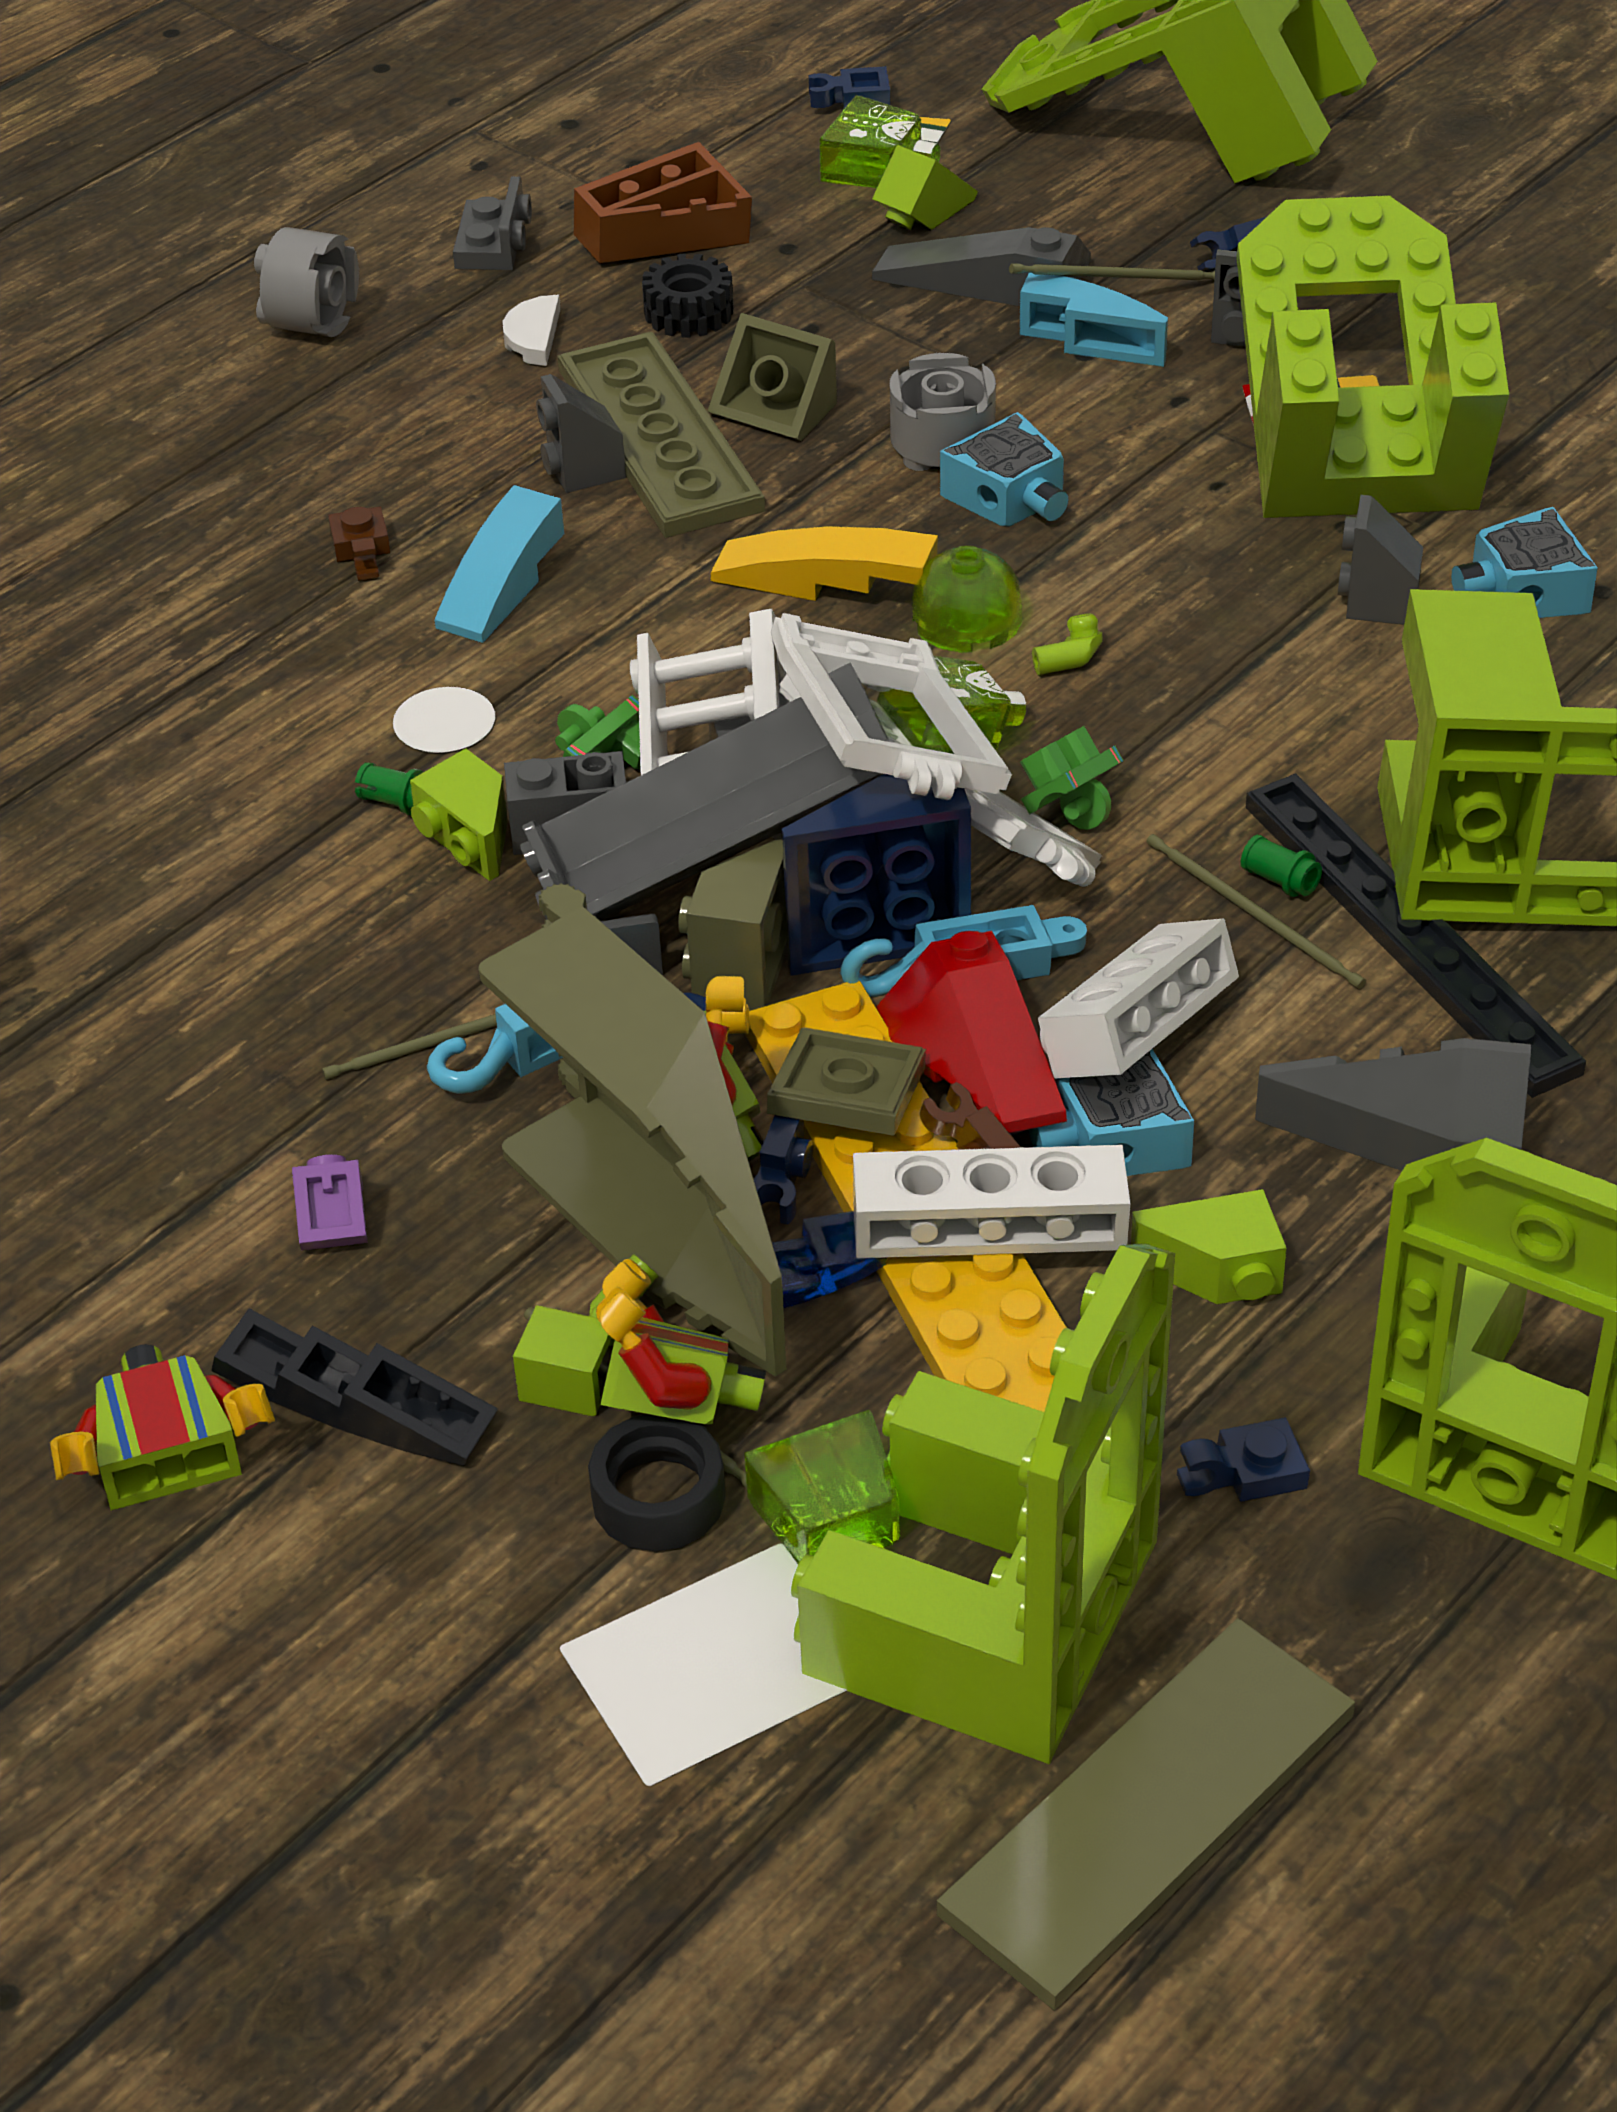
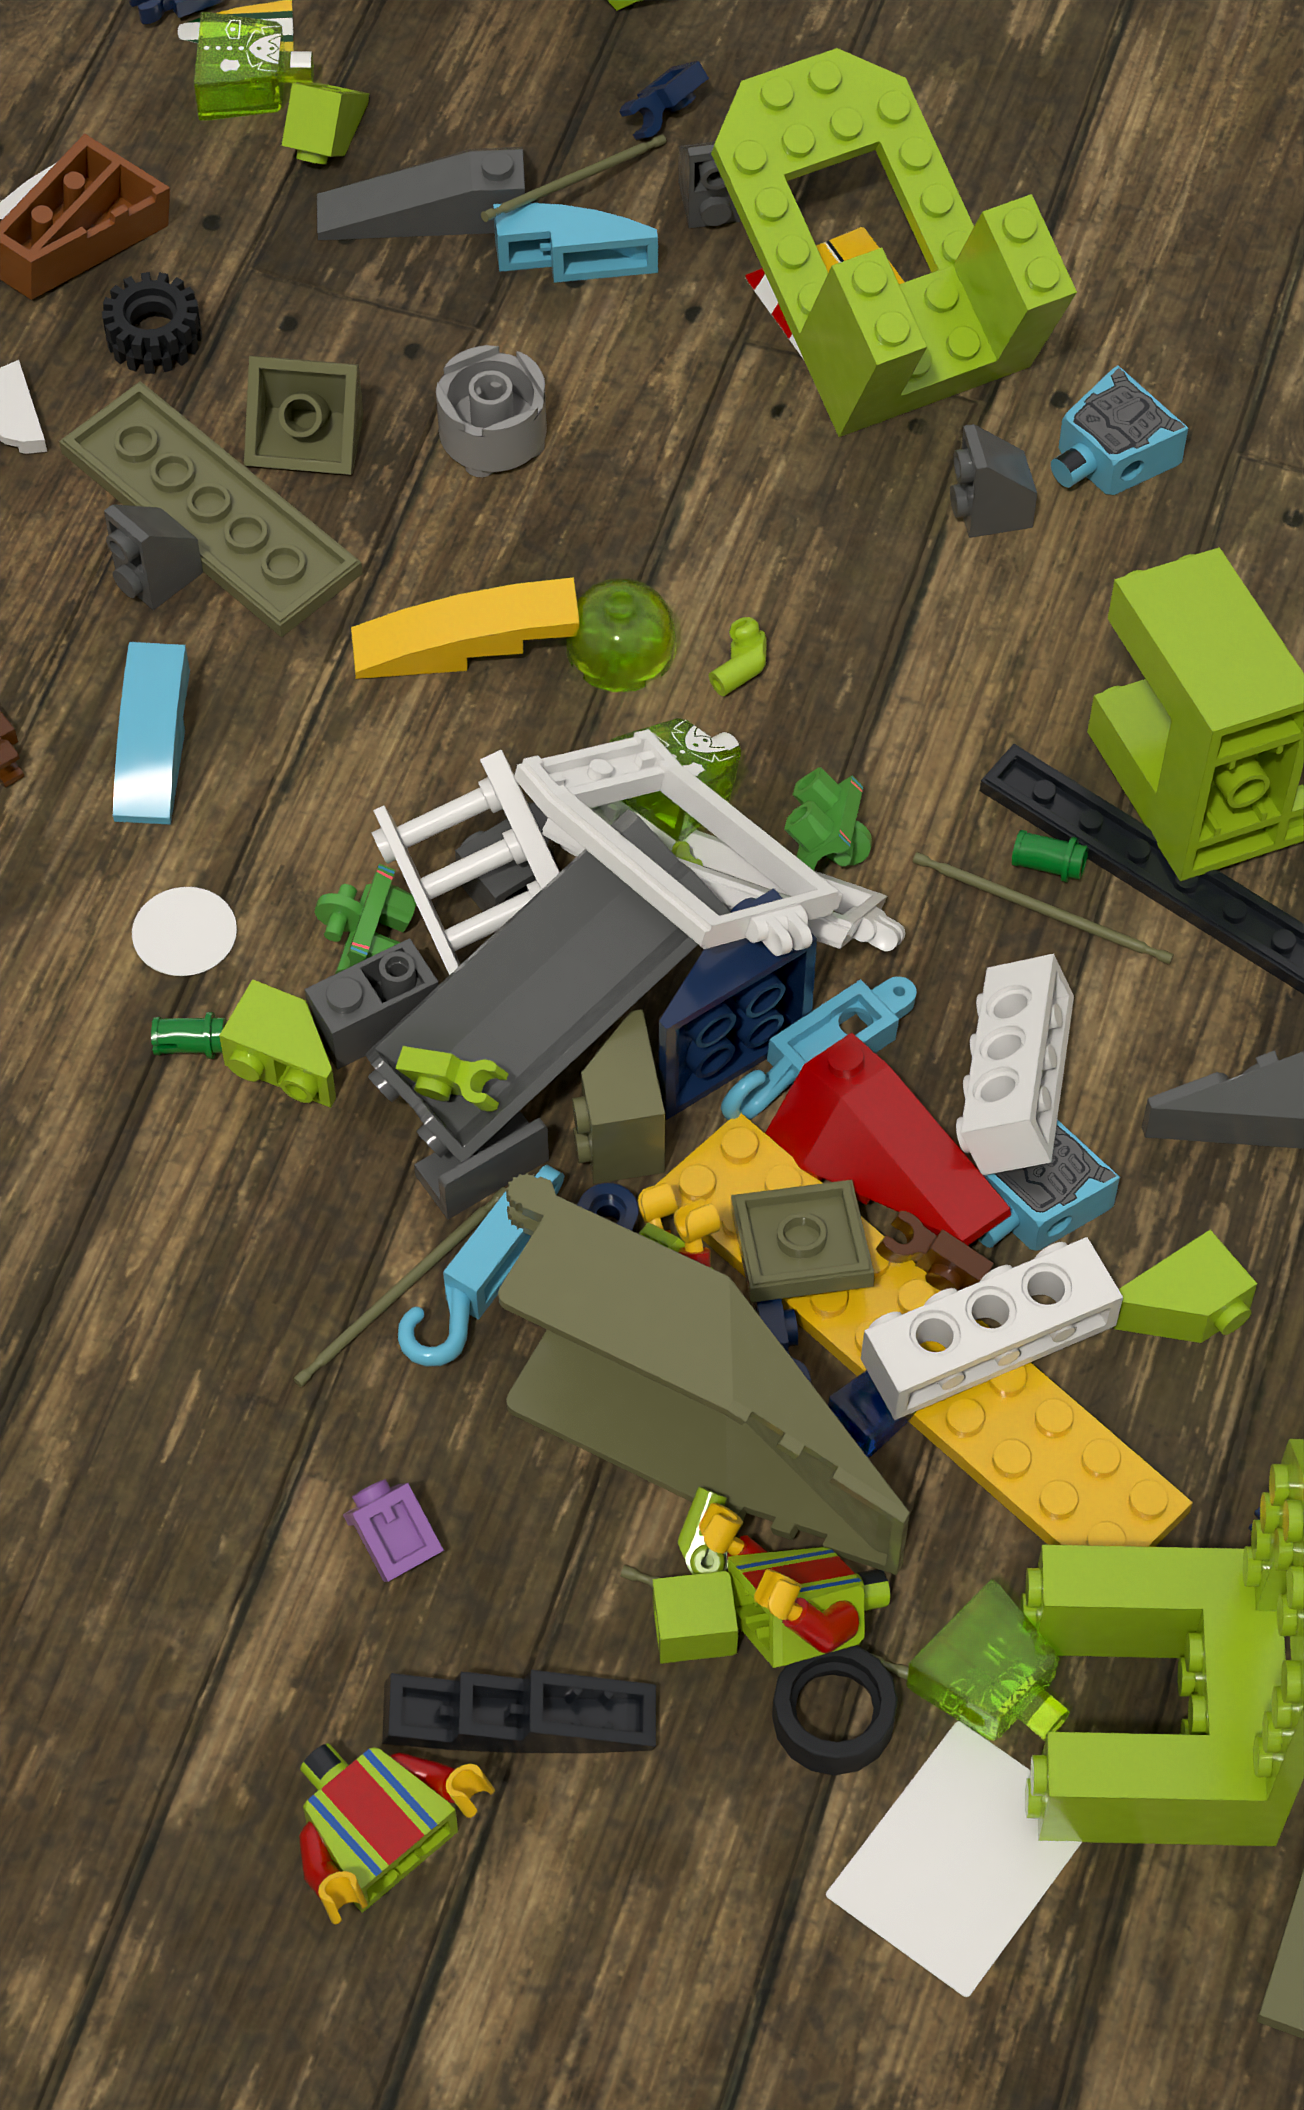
camera: 25 degrees left, 15 degrees up
(586, 856) = (444, 1074): none -> lime plate
(1005, 473) = (586, 465): medium azure torso -> none

